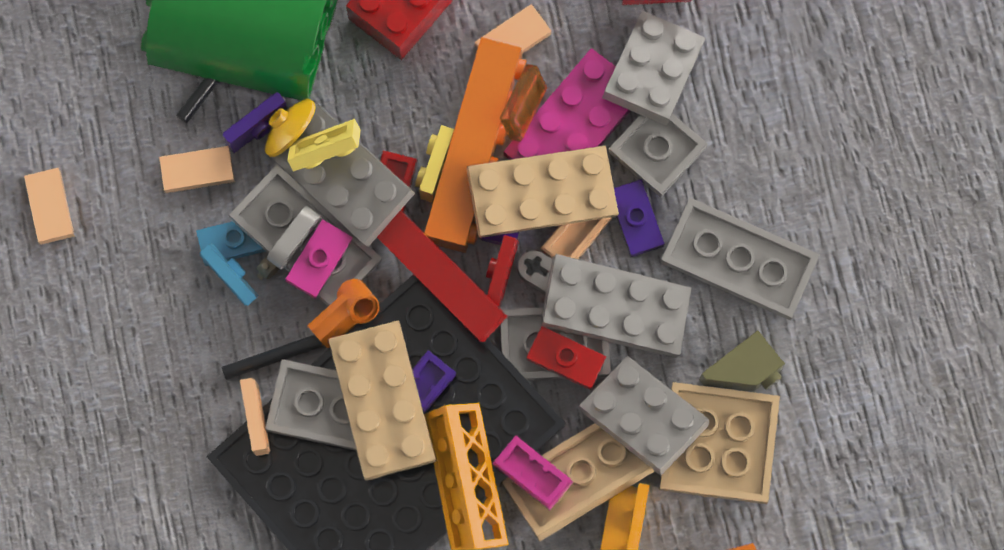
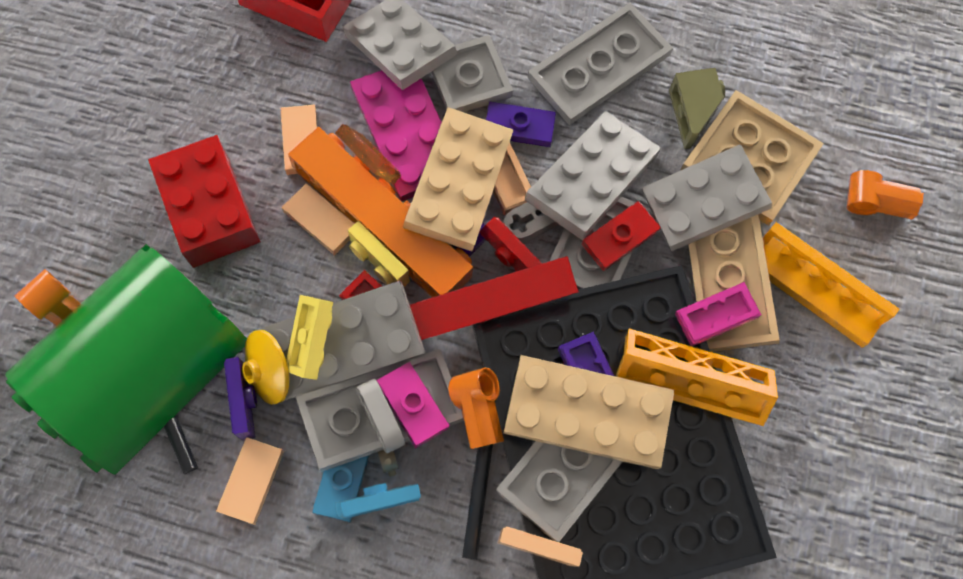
camera: 70 degrees left, 5 degrees down
(446, 95) = (319, 218): none -> light nougat tile

